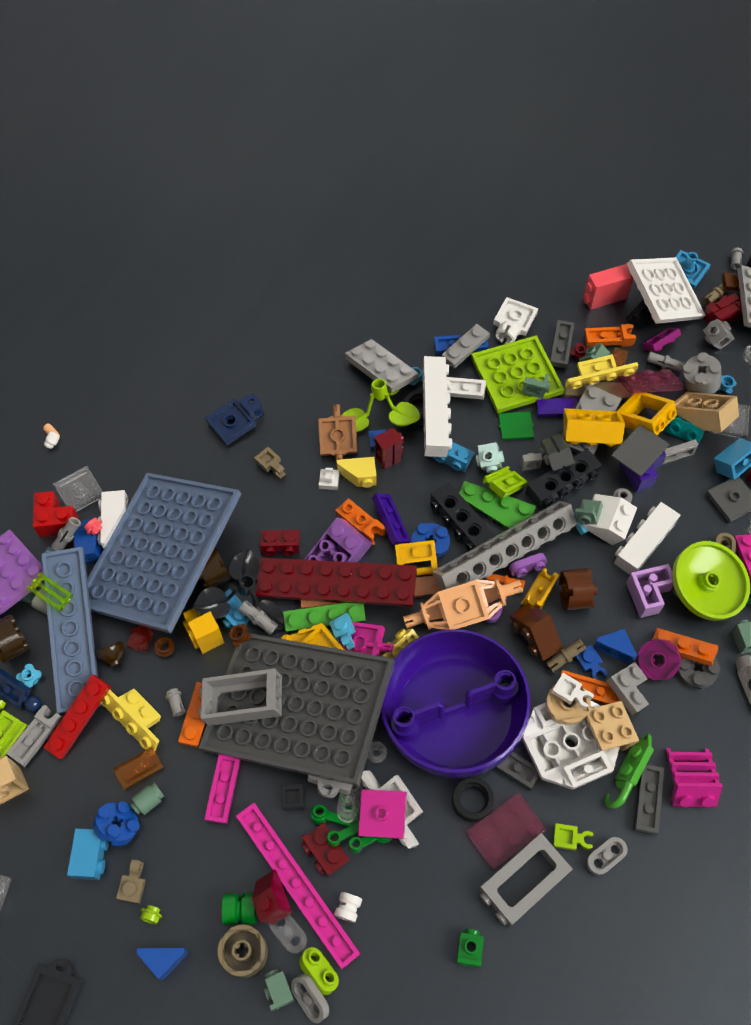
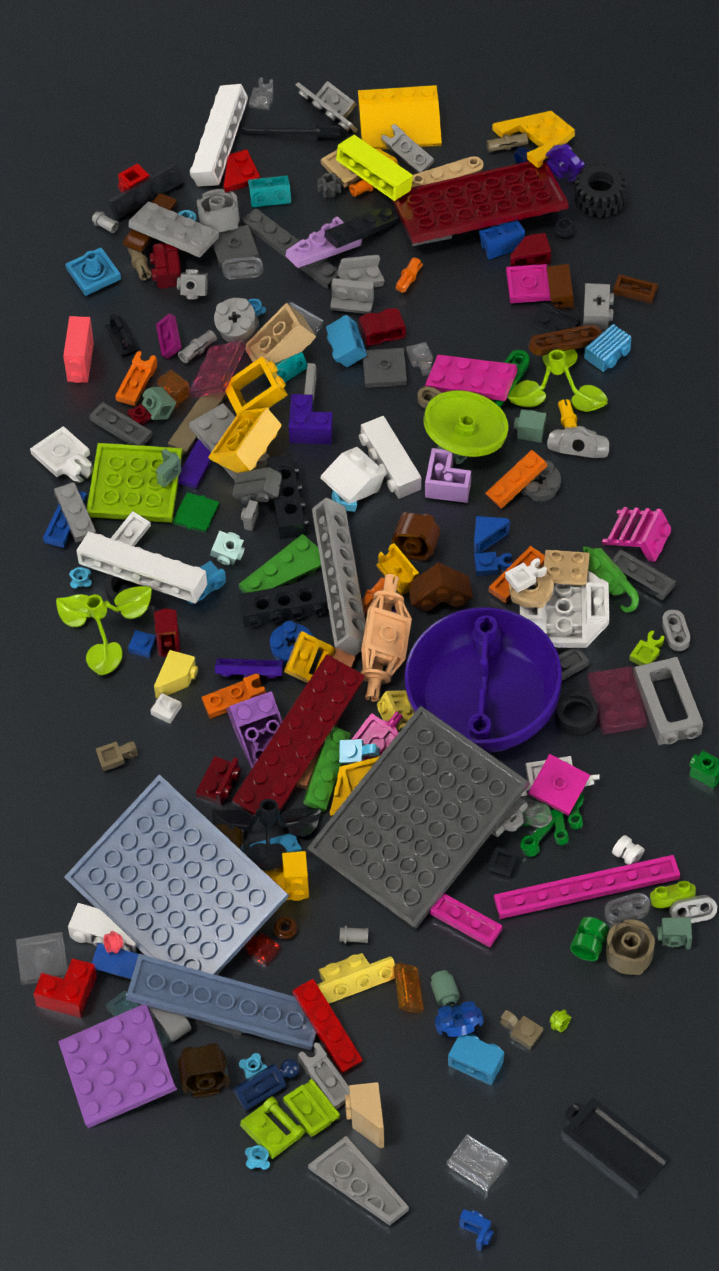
camera: 65 degrees left, 5 degrees down
(37, 582) = (199, 998): clear neon green tile -> none
(70, 527) = (103, 977): light grey pin -> none
(111, 654) = (269, 976): dark brown brick -> none
(162, 960) = (607, 1022): blue slope -> none
(193, 725) = (376, 920): orange plate -> none
(214, 686) = (381, 827): light grey piece -> none
(236, 631) = (317, 842): reddish brown plate -> none
(240, 412) = (36, 760): dark blue plate -> none
(258, 617) = (302, 823): light grey pin -> none
(270, 899) = (592, 904): dark red slope -> none
(328, 858) = (572, 854): dark red bracket -> none
(337, 435) = (120, 676): medium nougat plate -> none
(382, 364) = (51, 601): light grey plate -> none
(505, 482) = (263, 547): lime plate -> none
(523, 566) = (366, 575): medium lavender plate -> none
(566, 655) = (476, 577): dark tan pin -> none
(589, 512) = (341, 487): sand green bracket -> none
(599, 369) = (181, 404): light yellow bracket -> none
(622, 491) = (326, 456): light grey plate -> none
(625, 686) = (529, 542): light grey plate -> none
(640, 450) = (297, 412): dark grey window -> none
(647, 660) = (529, 510): magenta plate -> none
(665, 290) = (118, 300): white plate -> none

